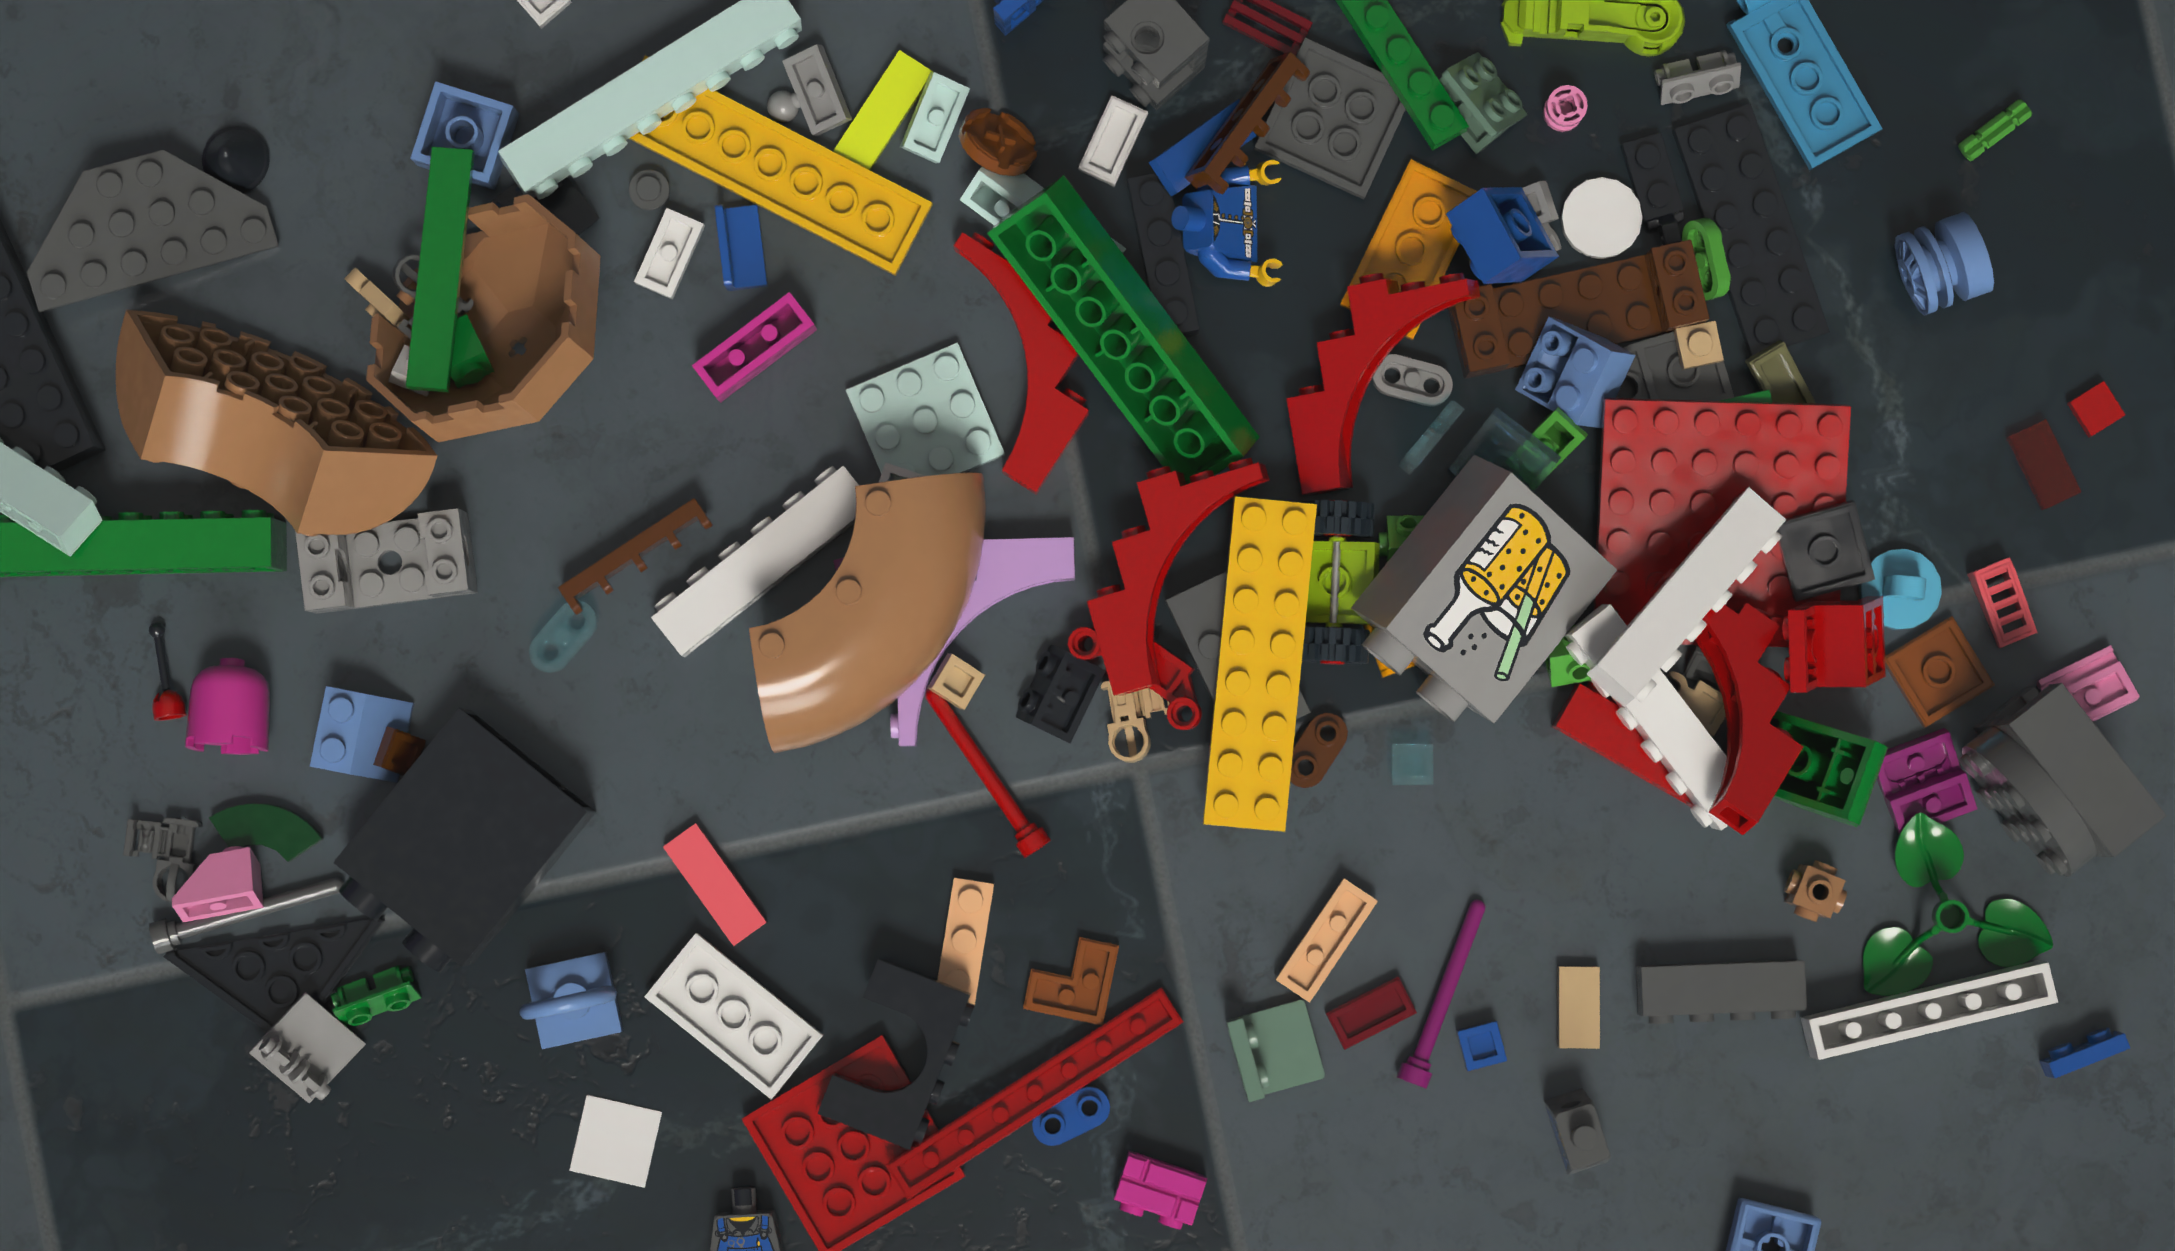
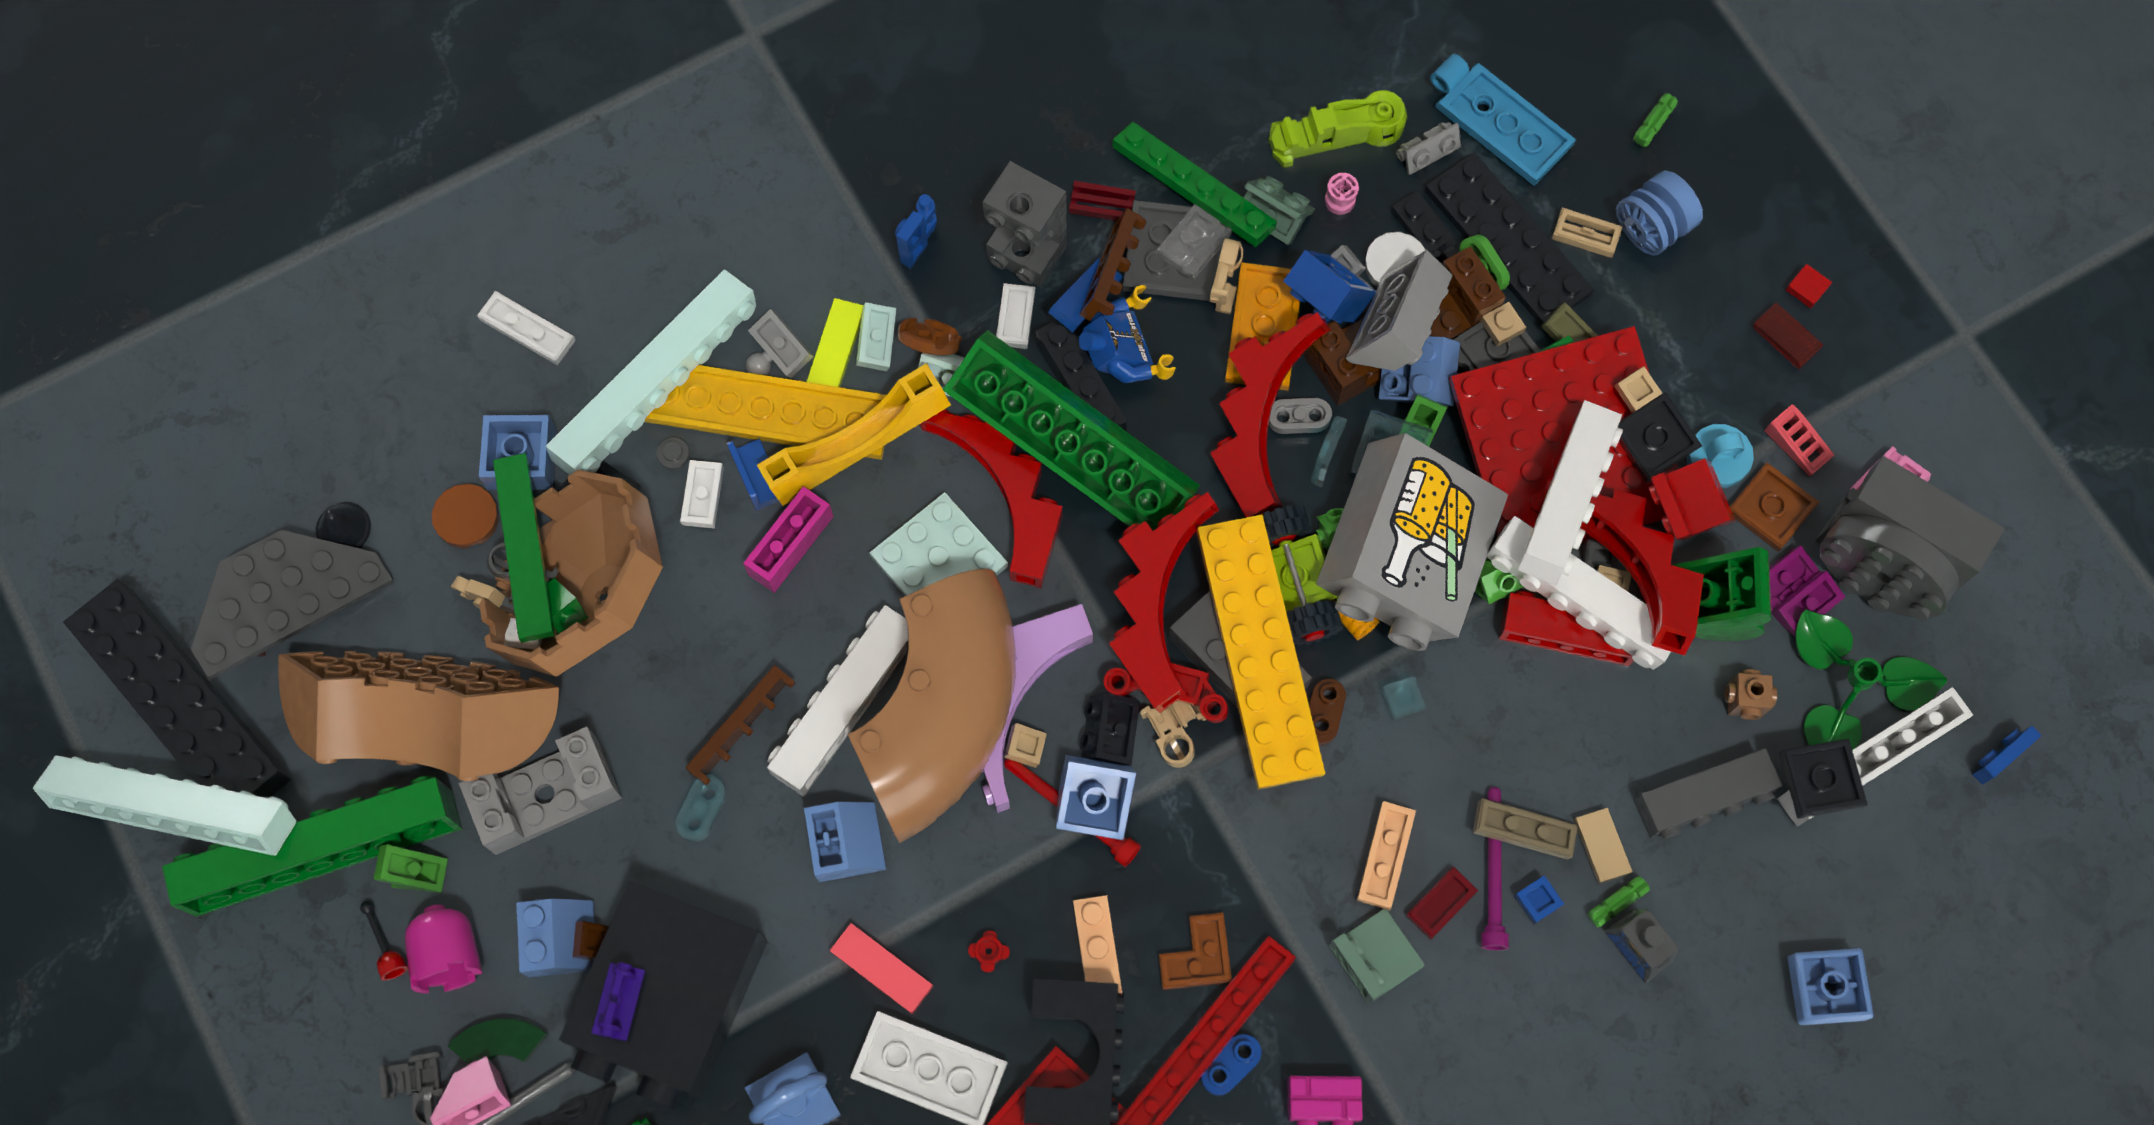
camera: 15 degrees left, 15 degrees down
(217, 605) = (410, 869): none -> bright green slope
(383, 191) = (465, 516): none -> dark orange tile
(409, 843) = (618, 1001): none -> dark purple hinge
(715, 728) = (844, 839): none -> medium blue slope
(804, 265) = (903, 408): none -> yellow arch
(852, 907) = (978, 951): none -> red plate
(1015, 769) = (1094, 797): none -> medium blue slope
(1358, 121) = (1193, 242): none -> clear plate
(1375, 190) = (1222, 292): none -> tan piece
(1495, 961) = (1525, 829): none -> dark tan tile
(1571, 1075) = (1618, 901): none -> bright green axle
(1572, 304) = (1401, 314): none -> light grey slope
(1821, 489) = (1638, 389): none -> tan plate
(1843, 266) = (1586, 237): none -> tan tile
(1852, 1020) = (1823, 778): none -> black tile

